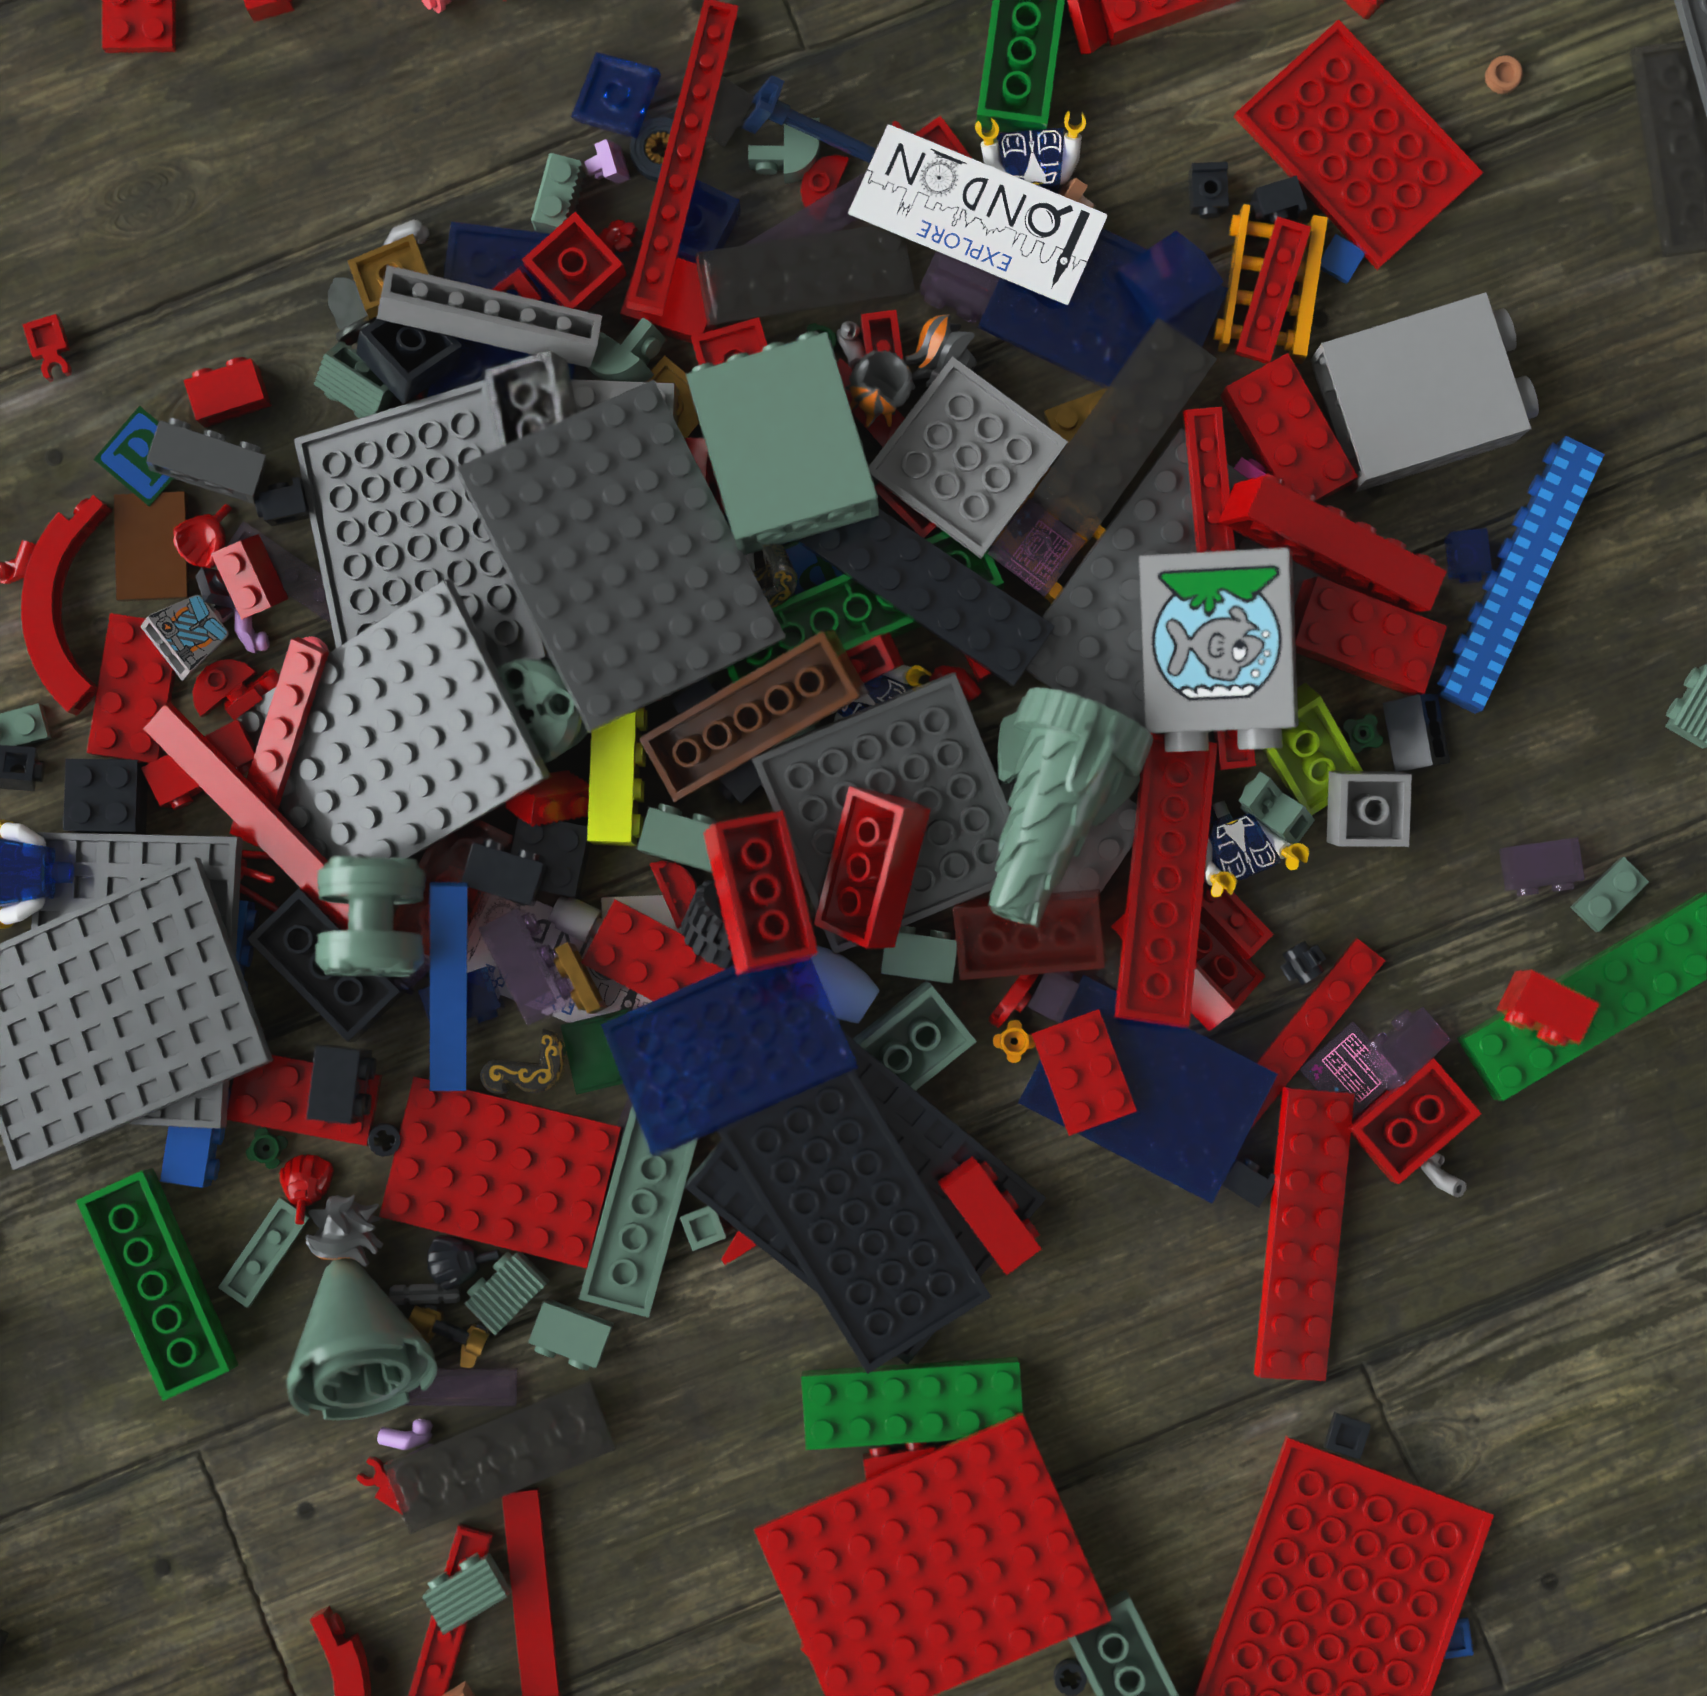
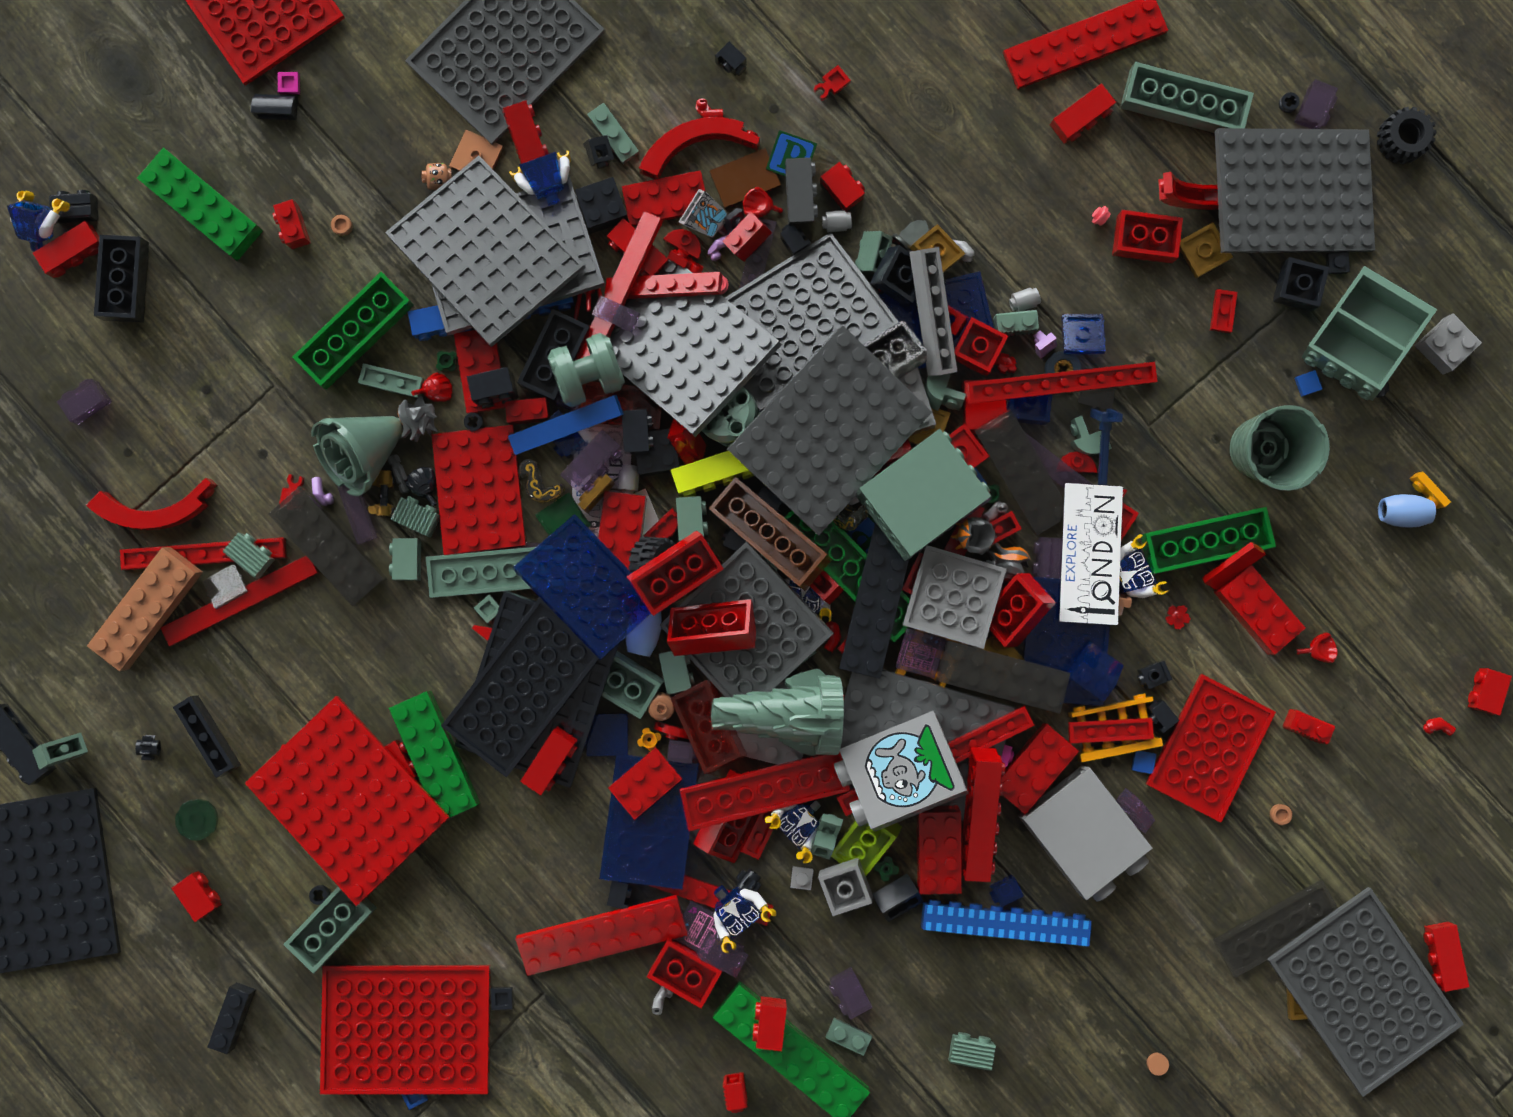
camera: 65 degrees right, 0 degrees up
(280, 422) = (837, 221): none -> light grey brick
(295, 836) = (616, 314): none -> clear purple slope
(401, 1043) = (527, 411): none -> red brick
(503, 1651) = (225, 586): none -> clear smoke piece
(525, 167) = (1024, 299): none -> light grey brick
(969, 1000) = (661, 706): none -> nougat head
(983, 1105) = (608, 735): none -> clear blue tile
(1026, 360) = (1019, 609): none -> red brick
(1128, 118) = (1177, 616): none -> red plant
(1328, 876) = (801, 878): none -> light grey plate
(1347, 998) = (736, 912): none -> torso
(1416, 296) = (1139, 813): none -> clear purple slope
(1634, 1108) = (735, 1092): none -> red brick

